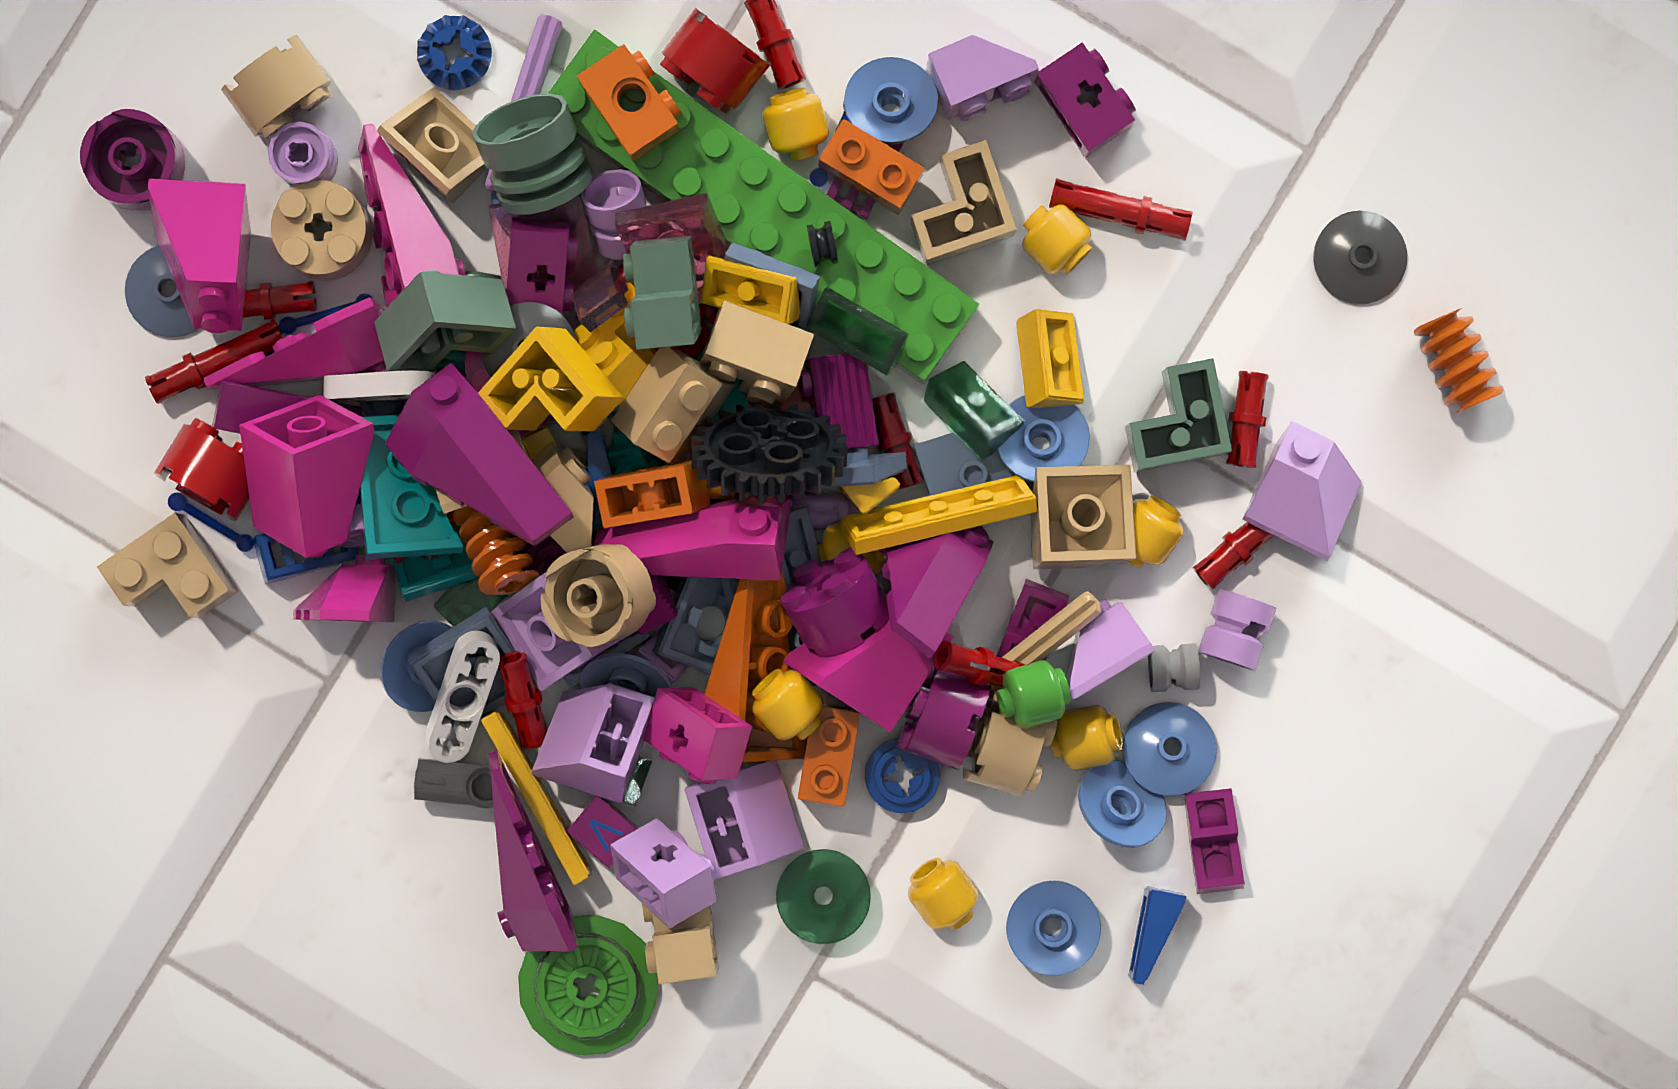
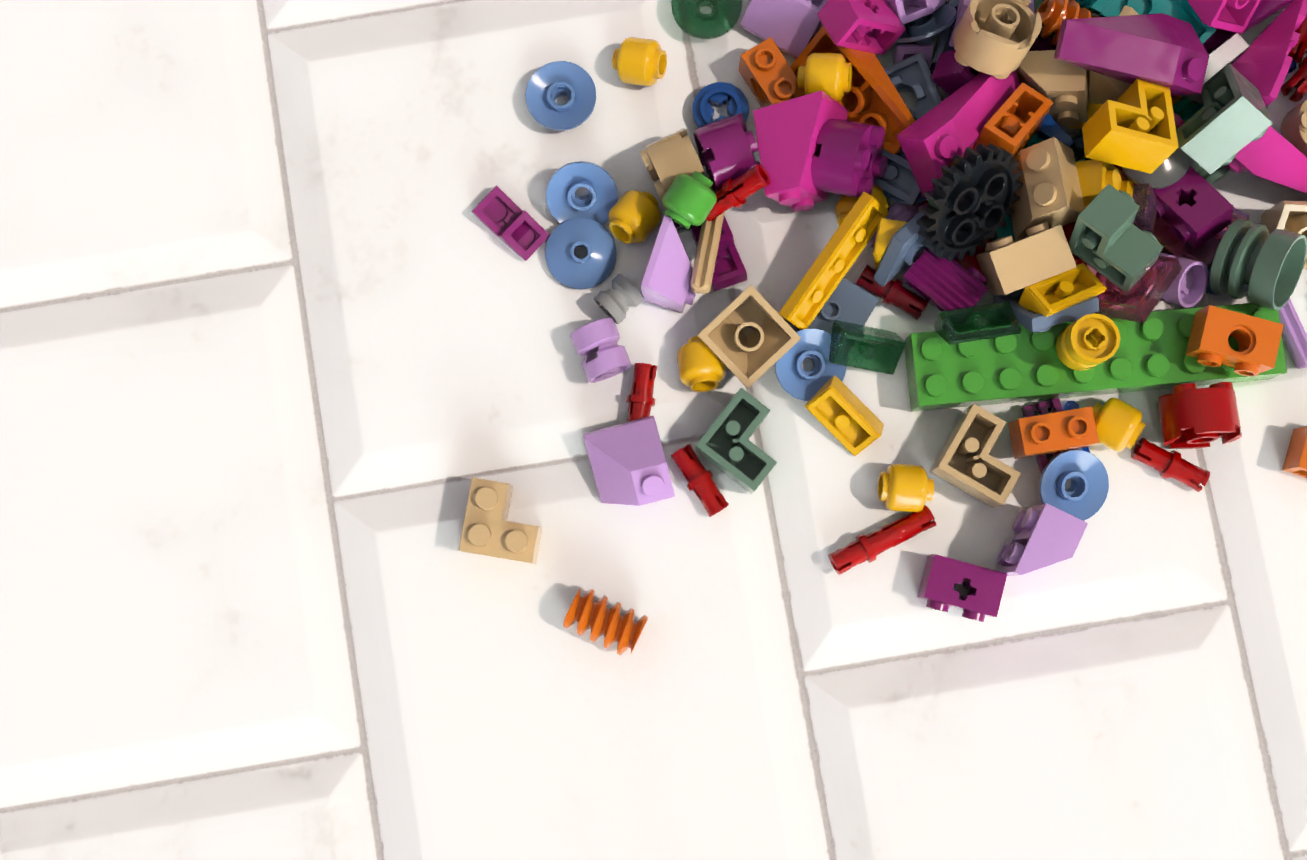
camera: 145 degrees right, 5 degrees down
(775, 220) = (1088, 342): none -> yellow wheel
(822, 244) = (1045, 355): black bush -> none
(932, 582) = (807, 208): magenta wedge -> none
(1156, 920) = (506, 151): blue slope -> none
(1340, 270) = (701, 622): dark grey dish -> none
(1497, 542) = (487, 527): none -> tan brick

